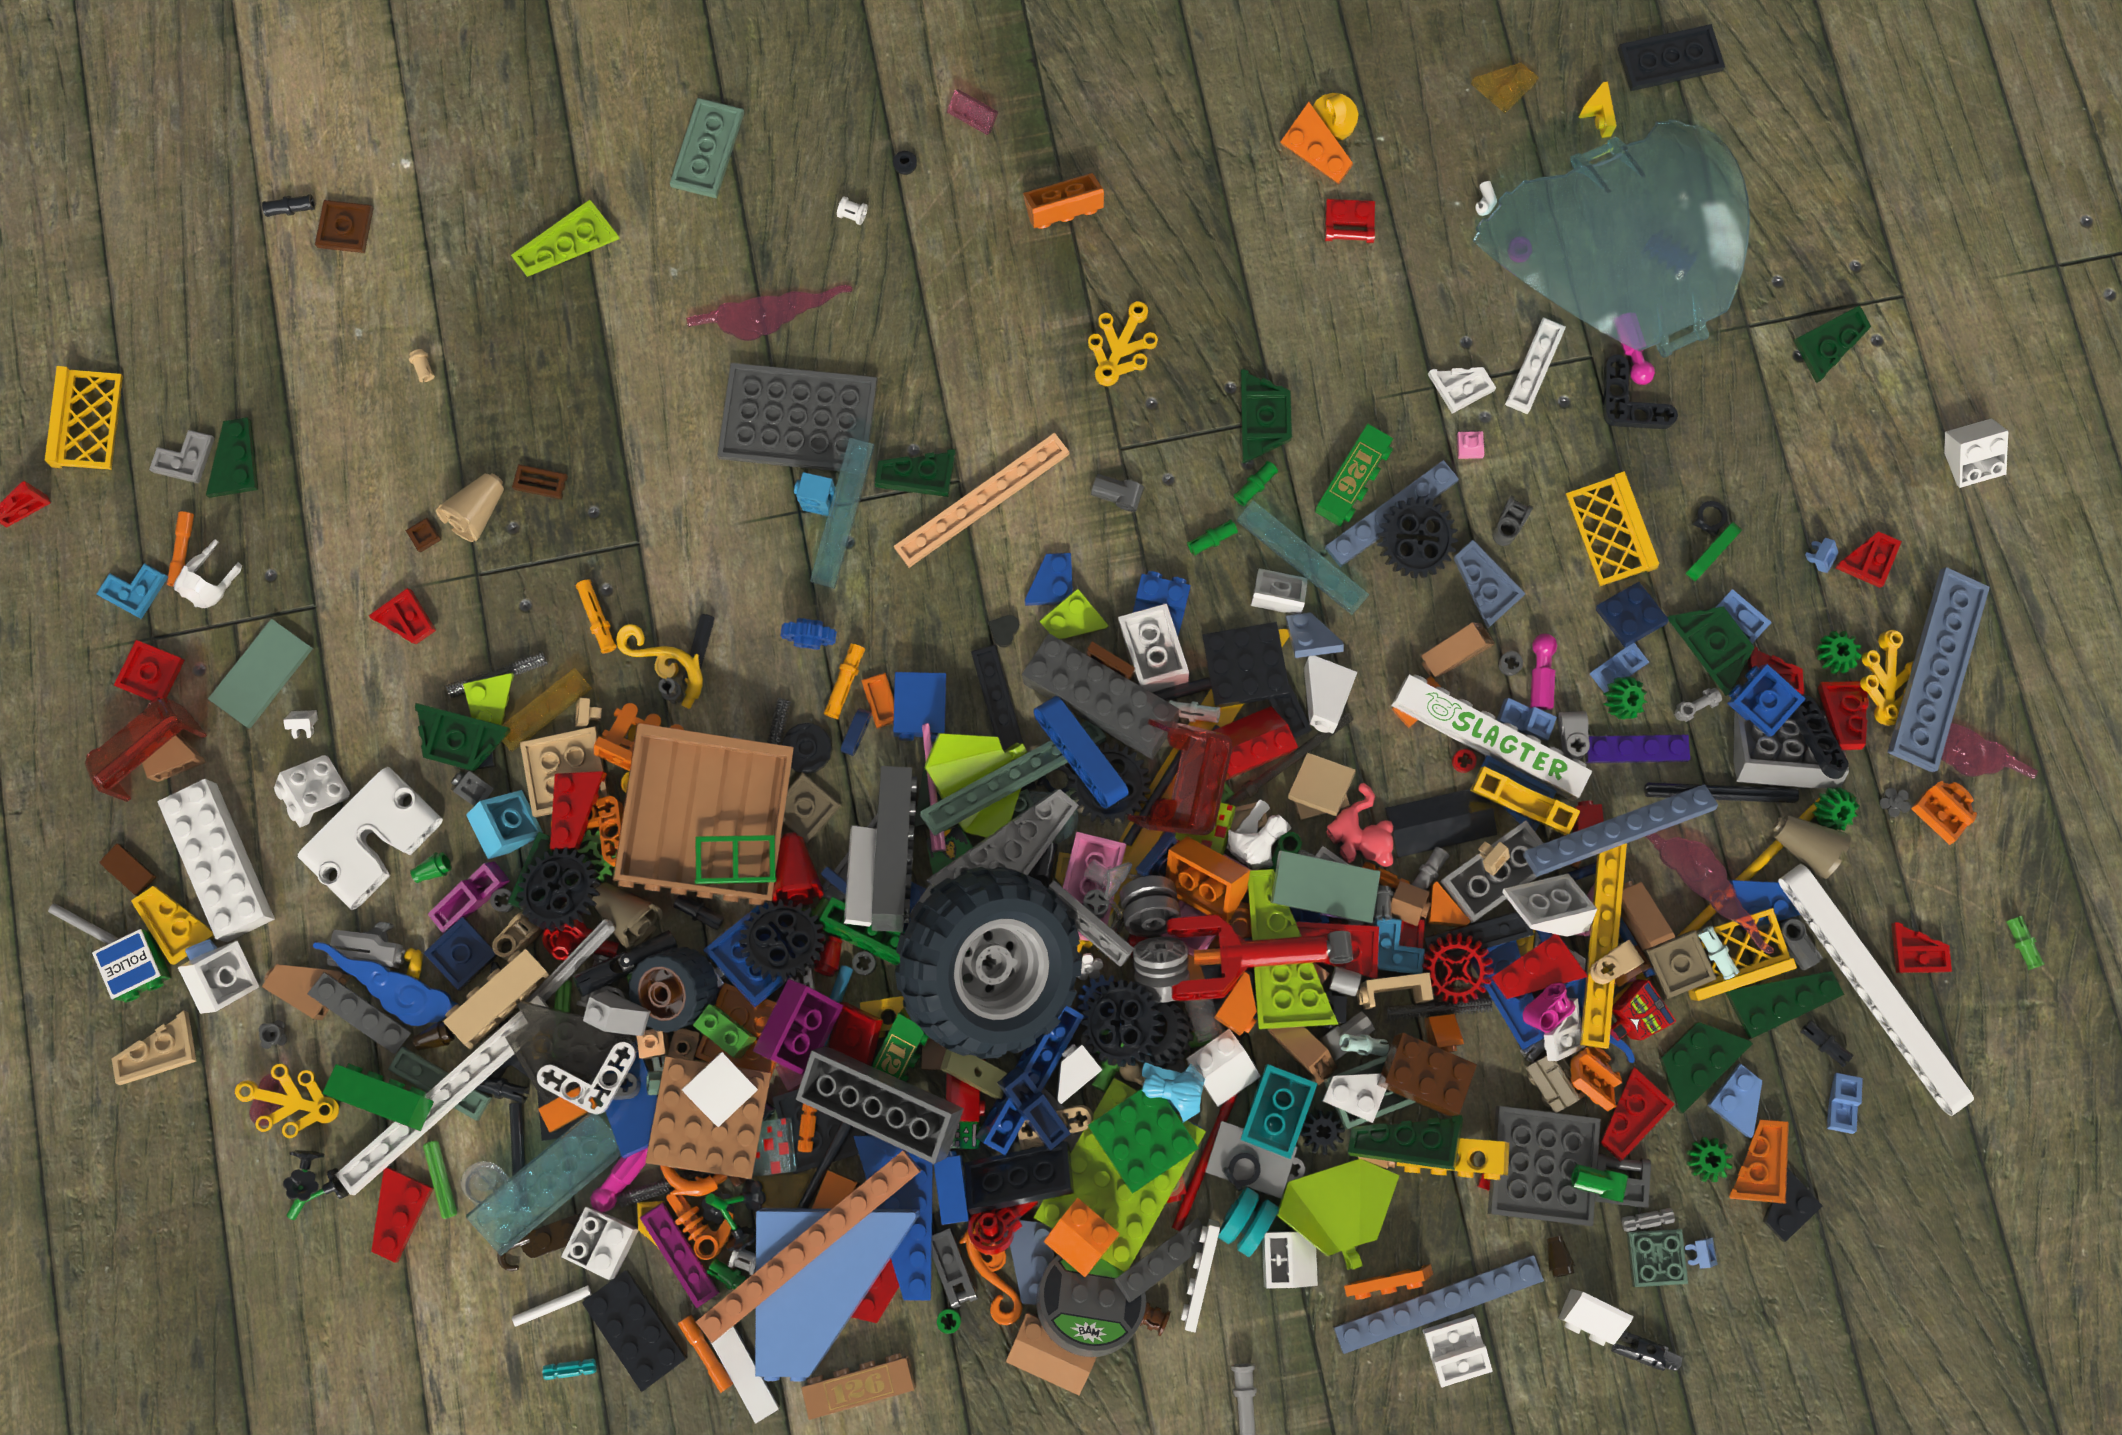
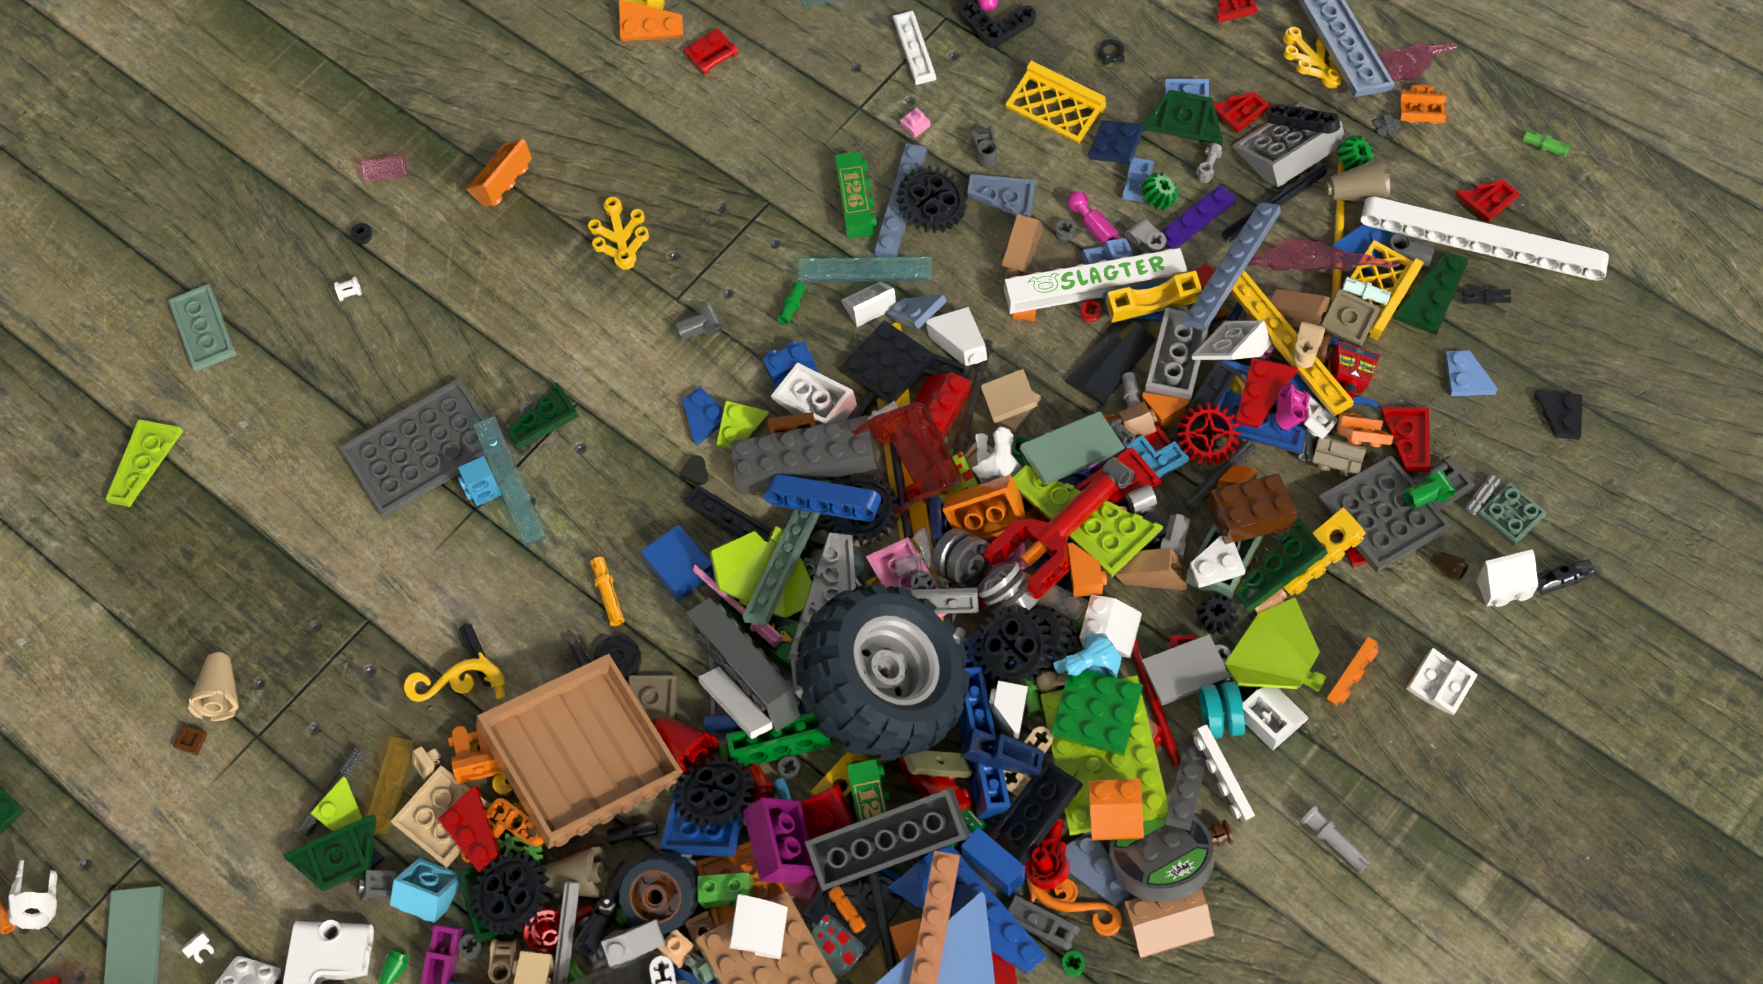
camera: 35 degrees left, 15 degrees down
(405, 617) = (222, 807): red wing -> none
(421, 364) = (89, 622): tan pin -> none
(539, 491) = (255, 638): reddish brown tile -> none
(599, 625) = (384, 695): light orange pin -> none
(671, 690) = (480, 692): dark grey pin -> none
(734, 839) = (620, 747): green window -> none
(763, 314) = (336, 402): clear pink piece -> none
(808, 633) = (553, 575): blue gear -> none
(856, 732) = (645, 617): dark blue beam -> none
(880, 699) = (644, 584): orange tile -> none
(932, 1055) = (899, 784): medium nougat brick -> none
(981, 500) = (604, 401): light nougat plate -> none
(1239, 1183) = (1193, 689): black piece -> none
(1255, 483) = (791, 249): green pin -> none
(1264, 416) = (759, 205): dark green wing -> none
(1278, 1111) = (1173, 619): teal slope -> none
(1364, 1045) = (1191, 533): light aqua pin -> none
(1373, 841) = (1076, 404): coral animal -> none
(1418, 982) = (1191, 465): tan panel -> none
(1438, 1304) = (1399, 664): sand blue plate -> none
(1461, 386) = (877, 92): white wing -> none
(1494, 857) = (1166, 342): tan tile -> none
(1699, 1061) = (1419, 371): dark green wing -> none
(1705, 1253) = (1537, 483): medium blue tile -> none
(1712, 1169) = (1484, 424): green gear -> none
(1713, 551) = (1132, 67): green beam -> none
(1765, 699) = (1248, 122): blue plate -> none
(1765, 1166) = (1522, 398): orange wing -> none
(1825, 555) = (1204, 19): medium blue tile -> none
(1829, 649) = (1267, 66): green gear -> none
(1844, 1103) = (1533, 325): medium blue slope -> none
(1846, 712) = (1305, 93): red wing -> none

